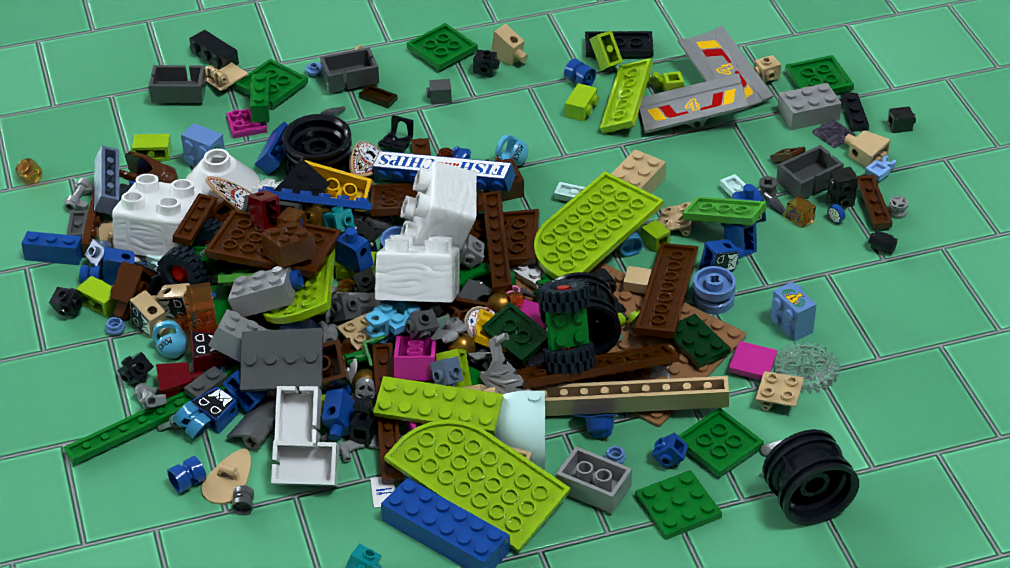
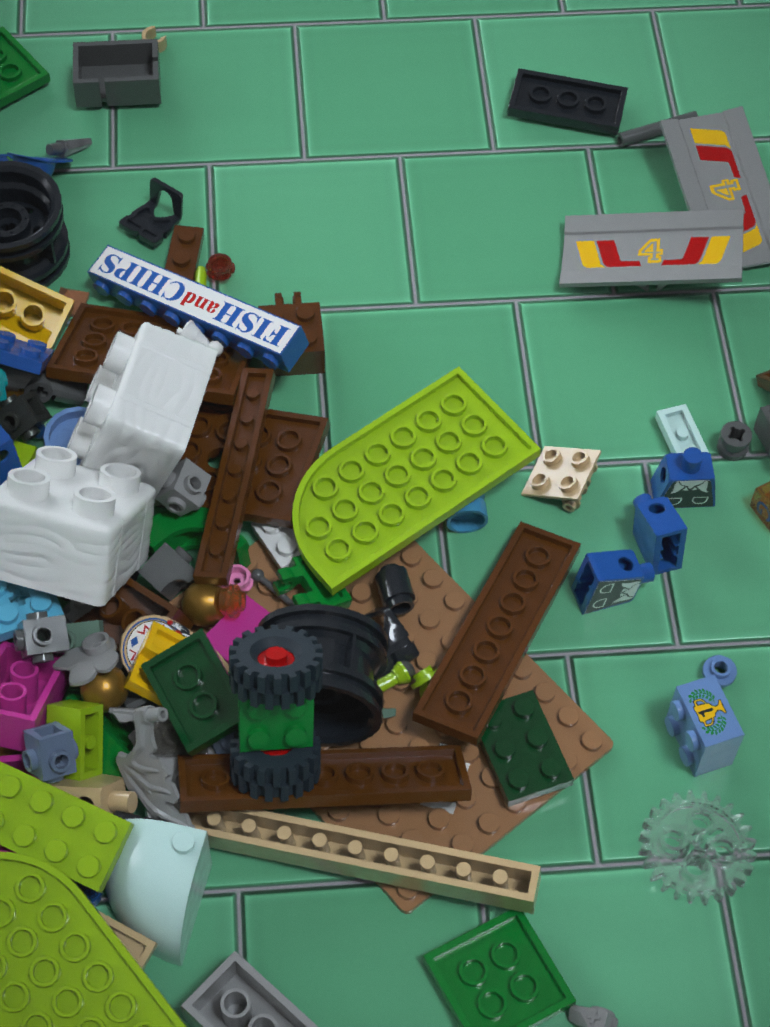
camera: 10 degrees right, 15 degrees up
(313, 69) = (64, 58): medium blue plate -> none
(362, 158) = (79, 251): shield -> none
(378, 96) = (151, 128): dark brown tile -> none
(439, 91) = (249, 140): dark grey brick -> none
(442, 46) = (282, 53): green plate -> none
(461, 153) = (242, 274): blue piece -> none
(485, 62) = (338, 99): black brick -> none
(508, 45) = (384, 74): tan torso -> none
(515, 149) = (331, 288): medium azure helmet -> none
(566, 191) = (397, 382): light aqua plate -> none
(579, 72) = (485, 149): blue wheel -> none
(581, 102) = (471, 206): lime brick -> none
(599, 425) = (296, 889): blue piece -> none
(606, 50) = (538, 115): lime brick -> none
(616, 454) = (304, 958): medium blue plate -> none
(626, 96) = (548, 209): lime plate -> none
(636, 279) = (455, 594): tan piece -> none
(642, 171) = (522, 373): tan brick -> none
(654, 234) = (514, 503): lime brick -> none
(656, 79) = (610, 185): lime plate -> none
(667, 53) = (647, 131): none -> dark grey piece
(670, 450) = (402, 987): blue brick -> none
(672, 81) = (631, 197): lime brick -> none
(714, 290) = (580, 644): medium blue wheel -> none
(724, 210) = (640, 491): bright green plate -> none
(752, 360) = (607, 811): dark pink tile -> none
(774, 202) = (737, 473): flat silver bar -> none
(779, 390) = (634, 892): tan hinge -> none

